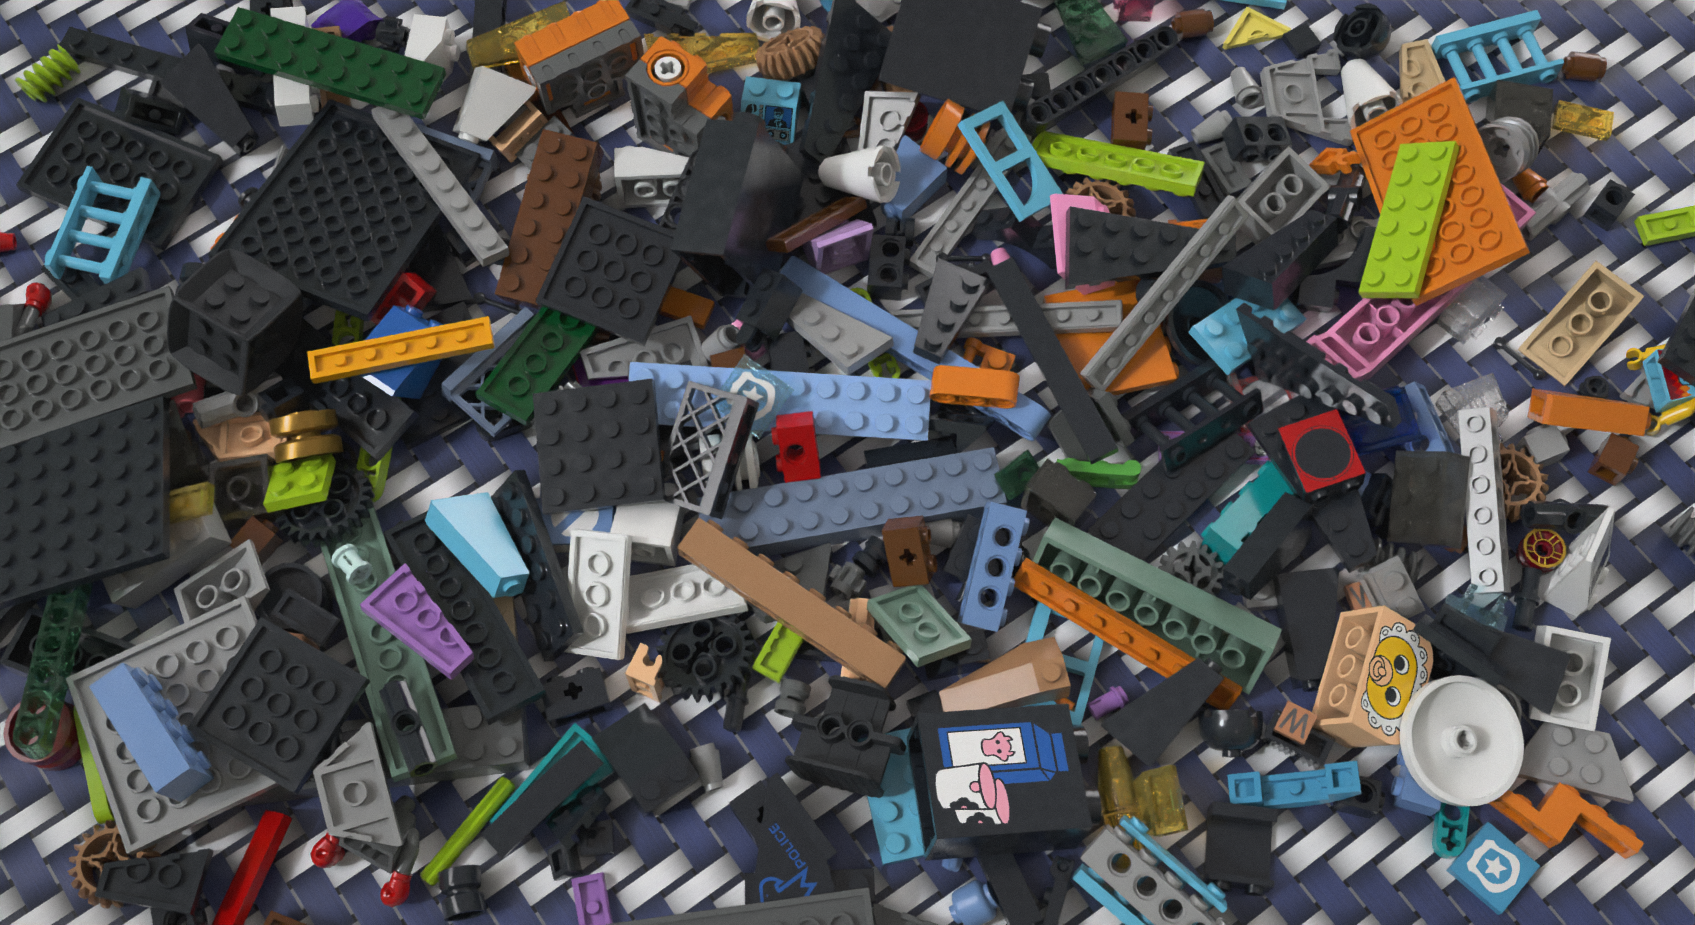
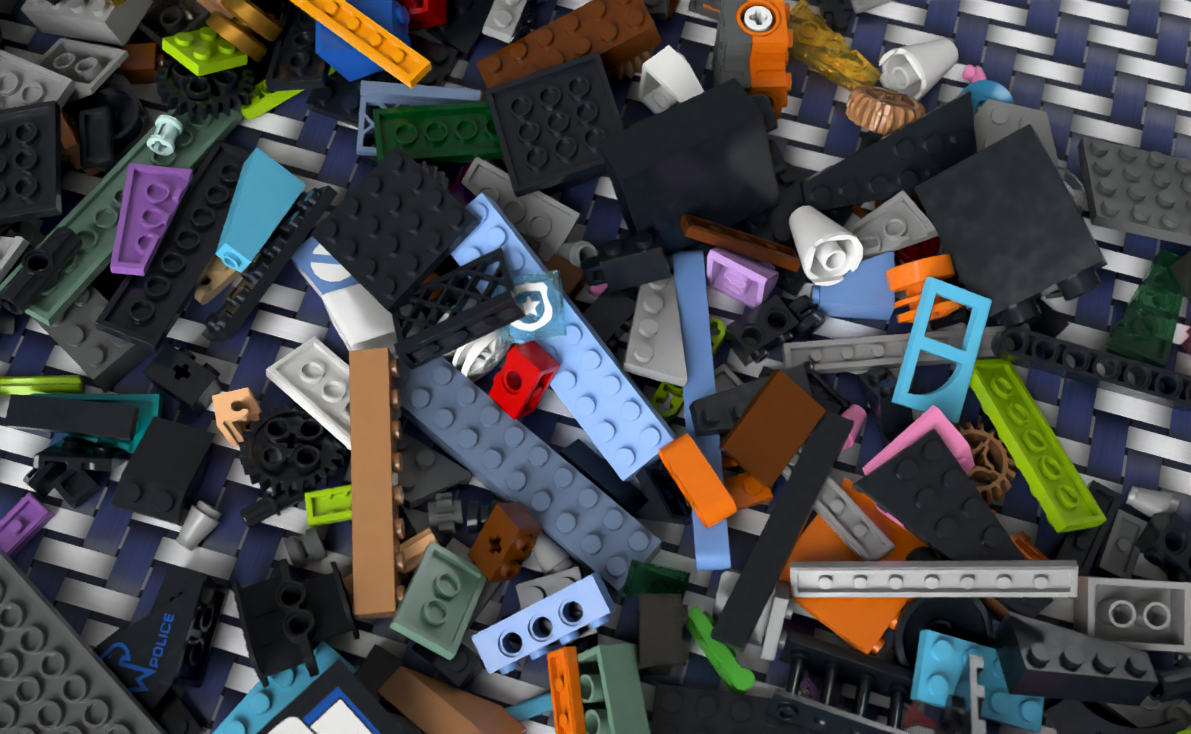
camera: 50 degrees right, 0 degrees up
(480, 299) = (472, 59): black hinge -> none
(600, 591) = (276, 325): white tile -> none
(685, 304) = (592, 206): orange tile -> none
(776, 104) = (820, 136): medium azure slope -> none
(975, 311) = (772, 428): none -> reddish brown tile
(1131, 119) = (1097, 415): reddish brown brick -> none

